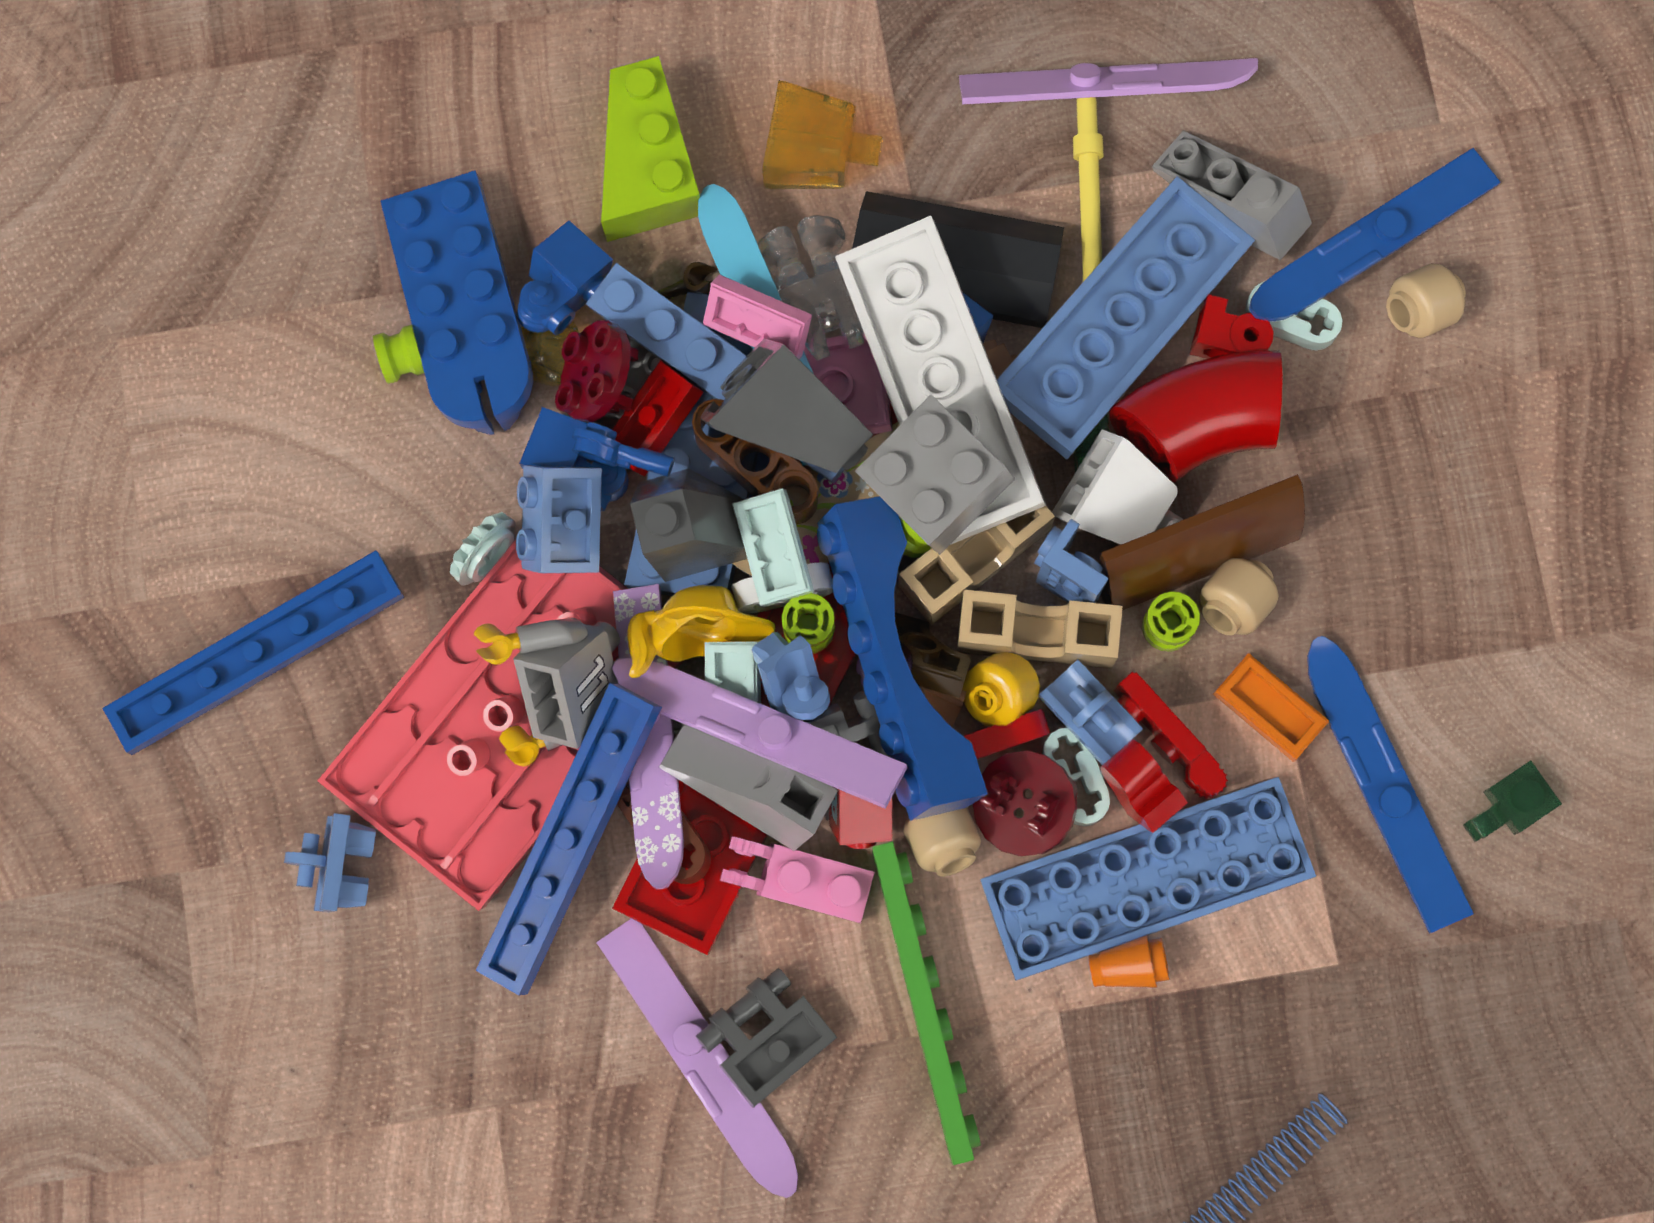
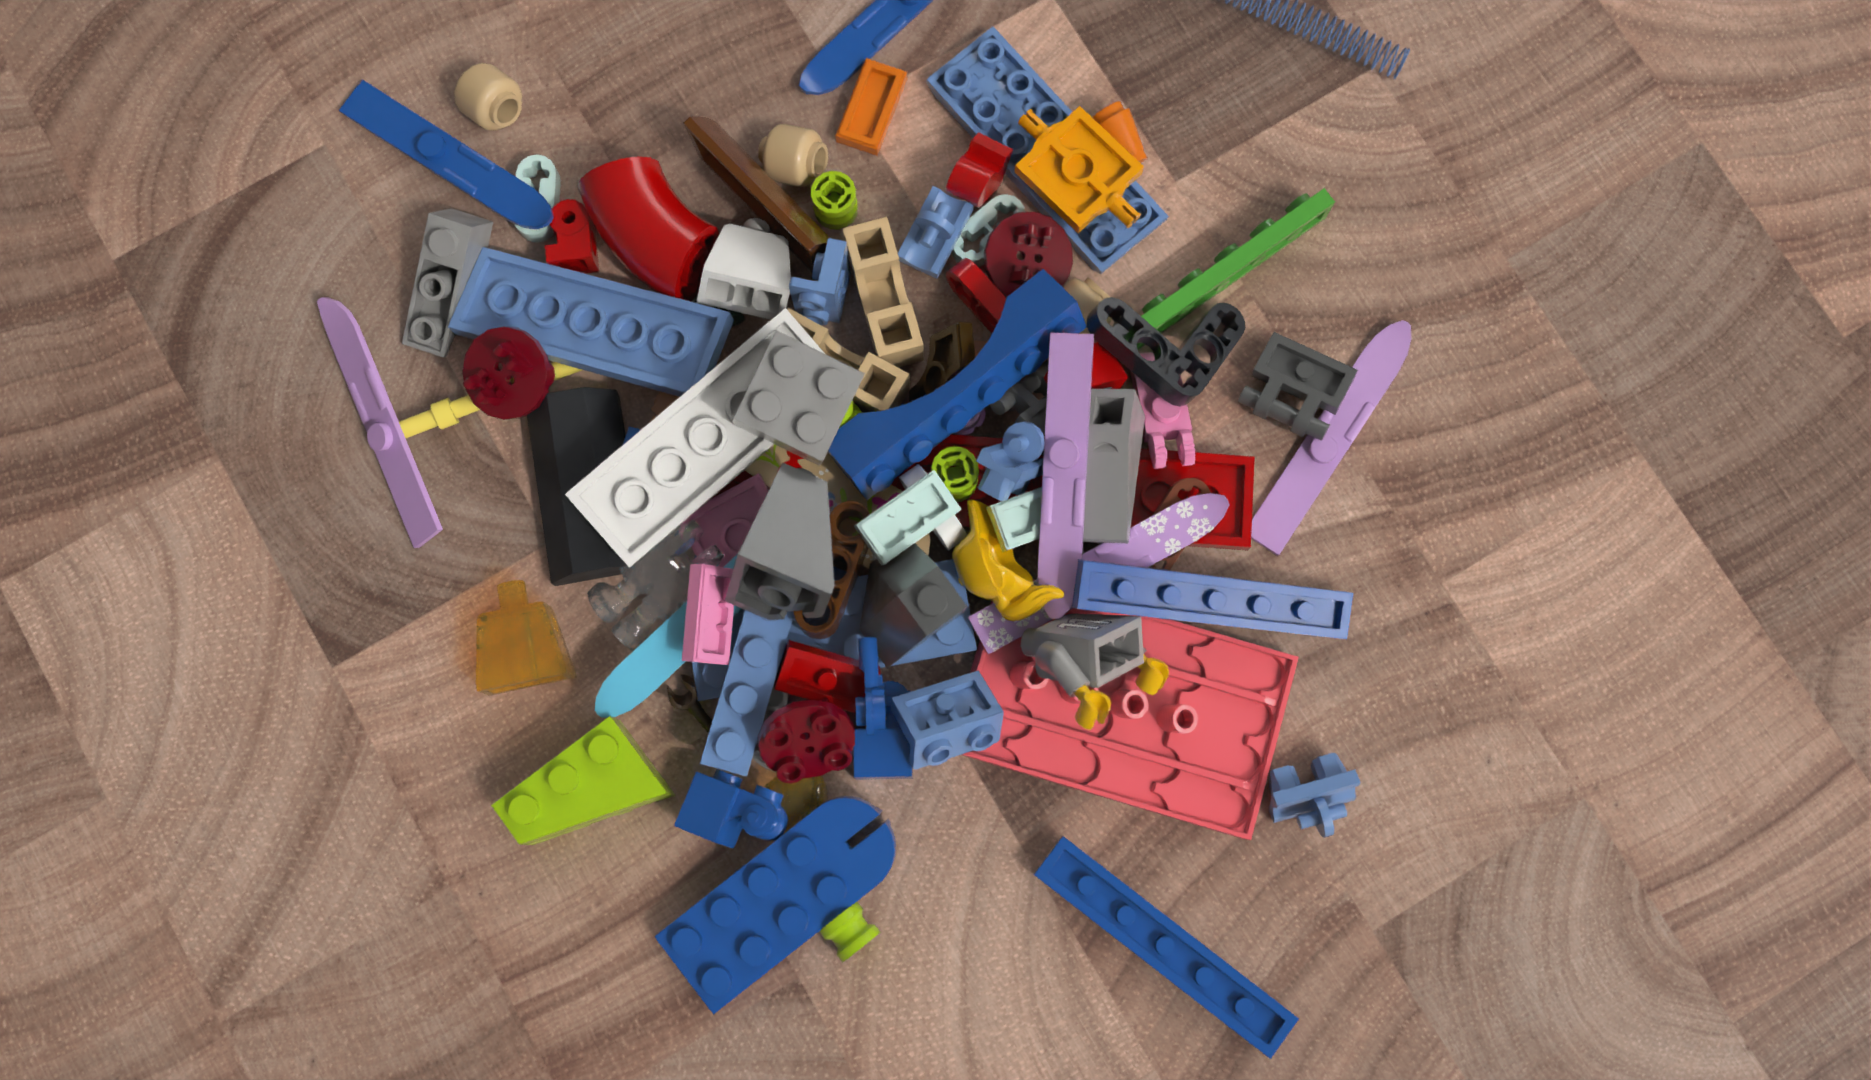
camera: 115 degrees left, 0 degrees up
(483, 548) = (997, 778): light aqua gear -> none
(843, 897) = (1169, 360): none -> black beam
(1001, 689) = (943, 302): yellow head -> none
(1099, 893) = (1078, 169): none -> light orange plate
(1103, 230) = (521, 358): none -> dark red plate
(1172, 737) = (927, 167): red hinge -> none

